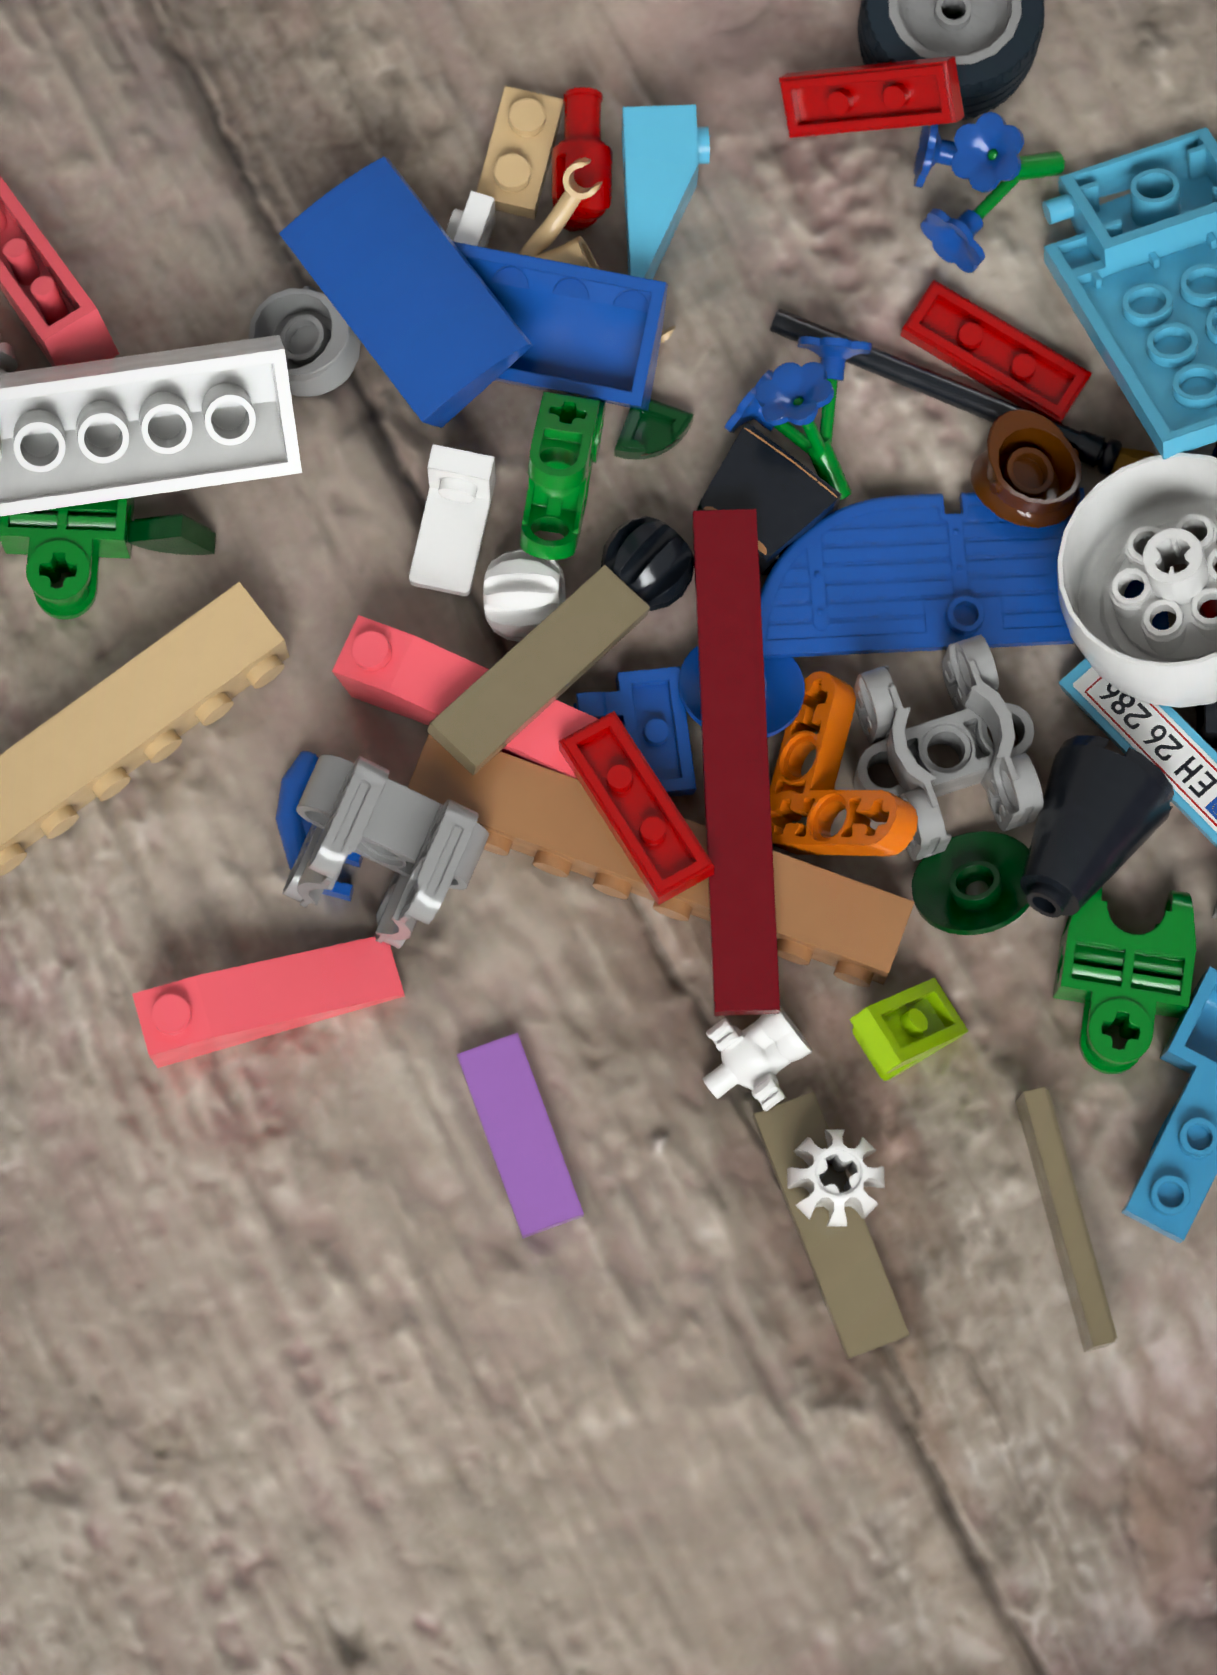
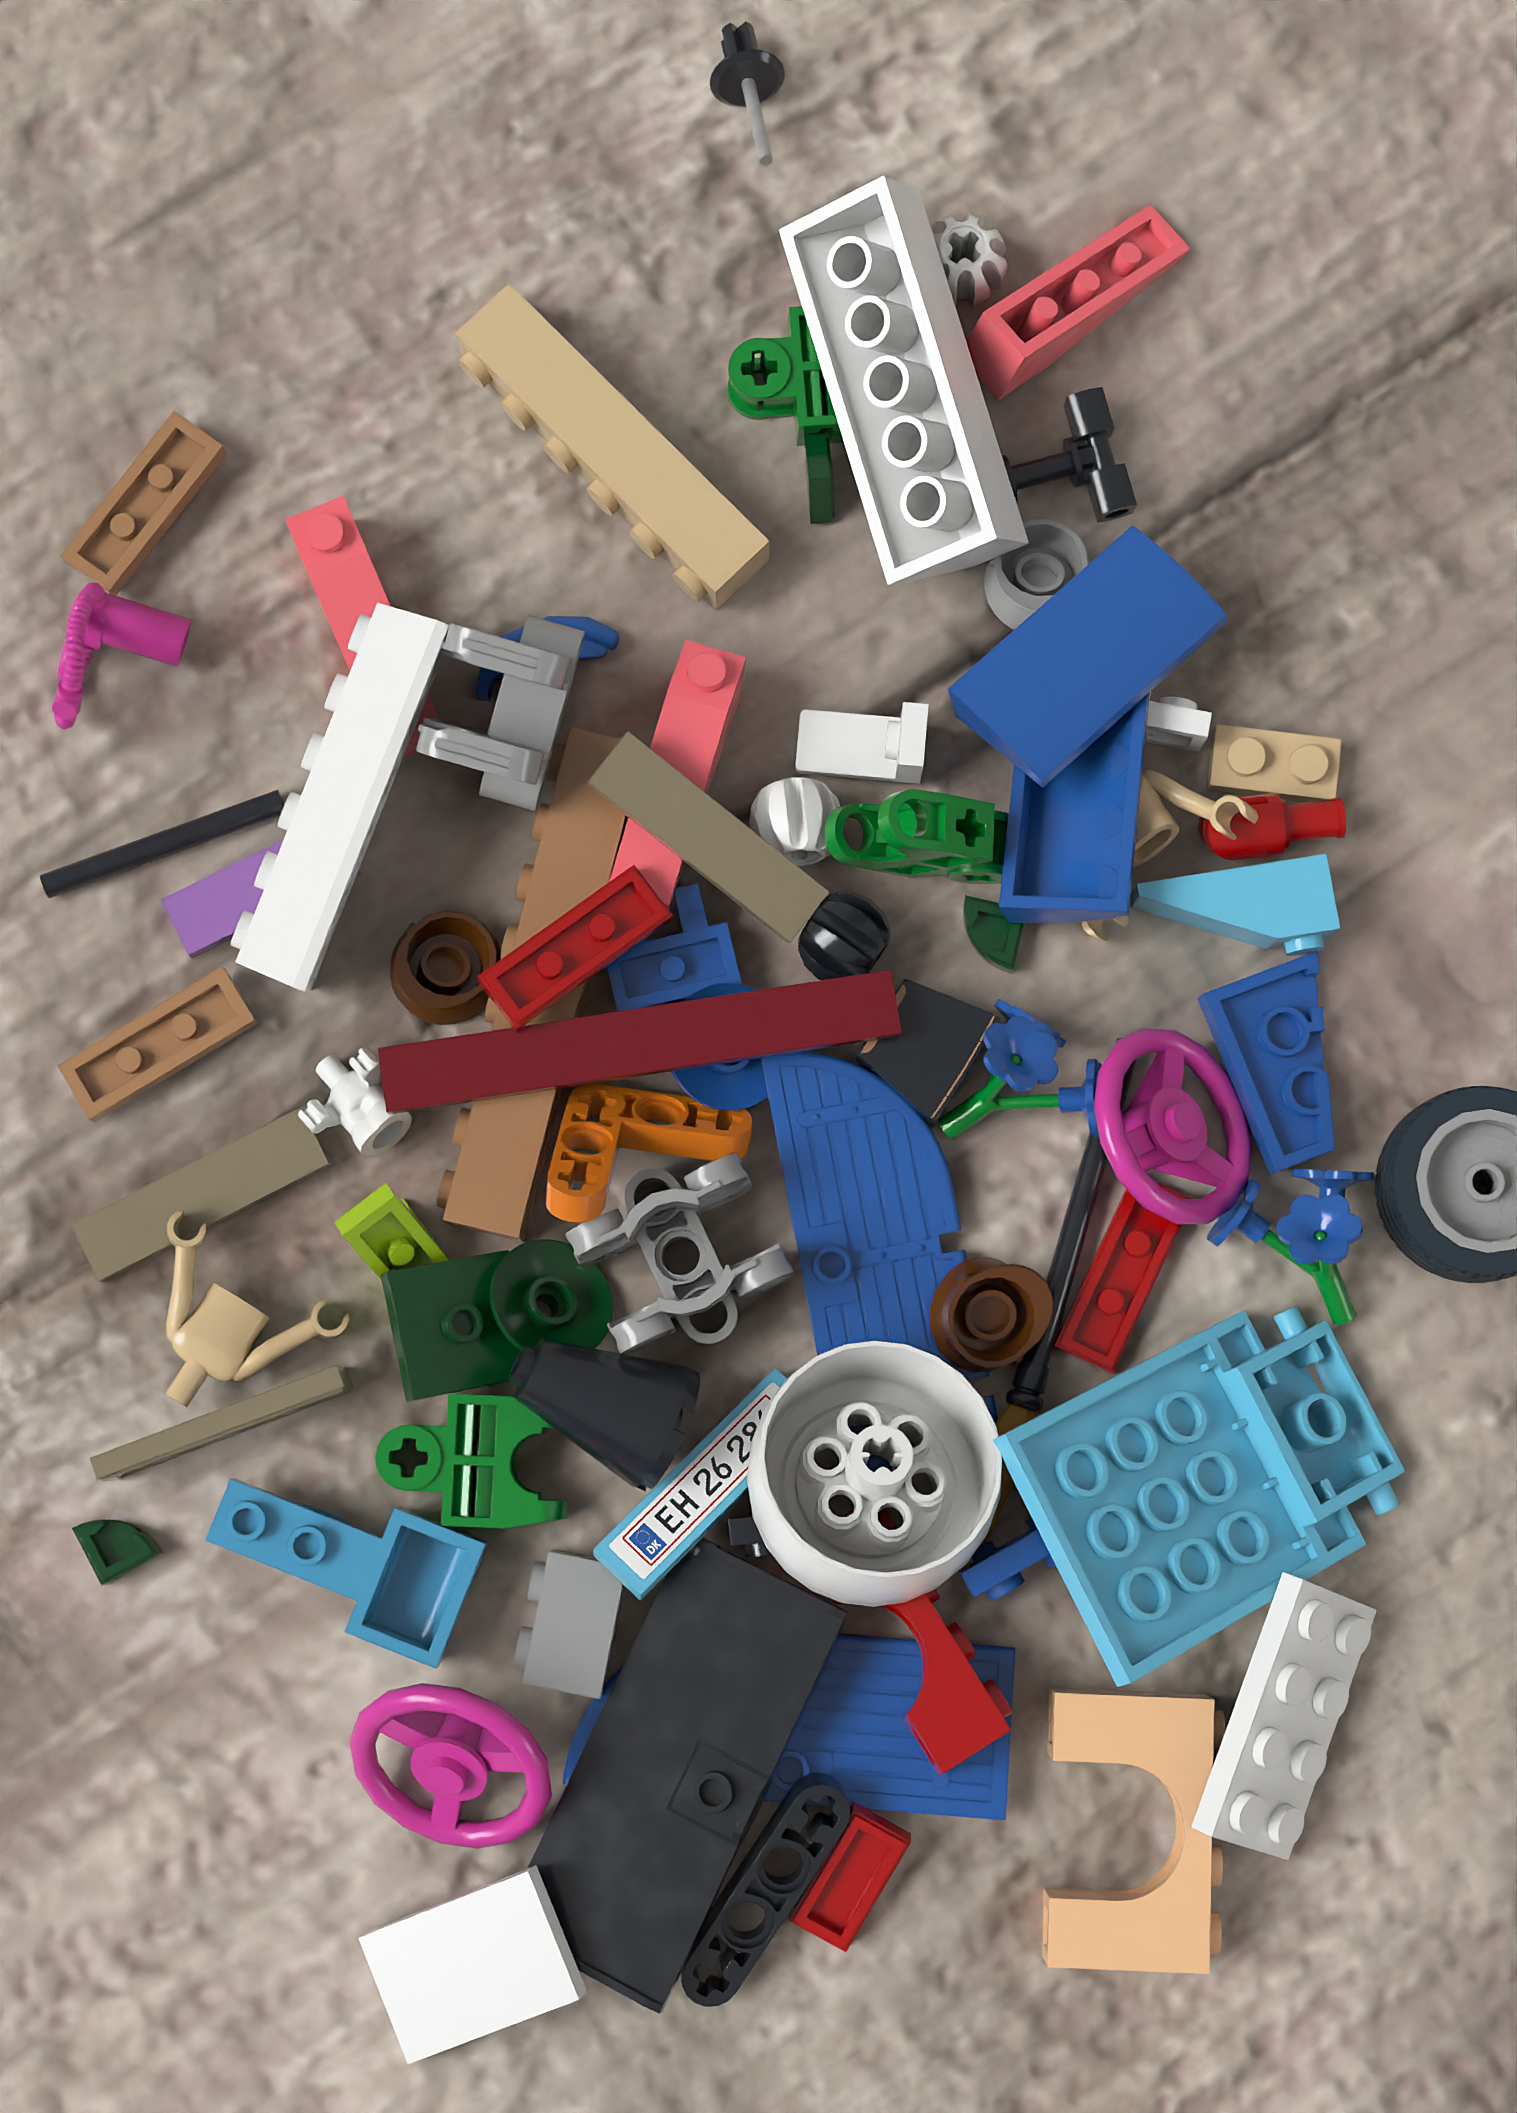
camera: 90 degrees right, 5 degrees up
(98, 1215) = (144, 504): none -> medium nougat plate
(191, 279) = (1084, 459): none -> black bar
(228, 1265) = (118, 623): none -> dark pink piece
(452, 1022) = (342, 797): none -> white slope
(462, 1232) = (162, 844): none -> black bar
(625, 958) = (439, 965): none -> reddish brown piece
(673, 1252) = (157, 1044): none -> medium nougat plate
(802, 190) = (1274, 1057): none -> blue wing
(841, 1159) = (214, 1184): white piece -> none
(868, 290) = (1167, 1128): none -> dark pink piece
(872, 97) = (1373, 1108): red tile -> none
(968, 1208) = (222, 1328): none -> tan piece
(992, 981) = (447, 1327): none -> dark green plate
(1176, 1344) = (115, 1547): none -> dark green tile

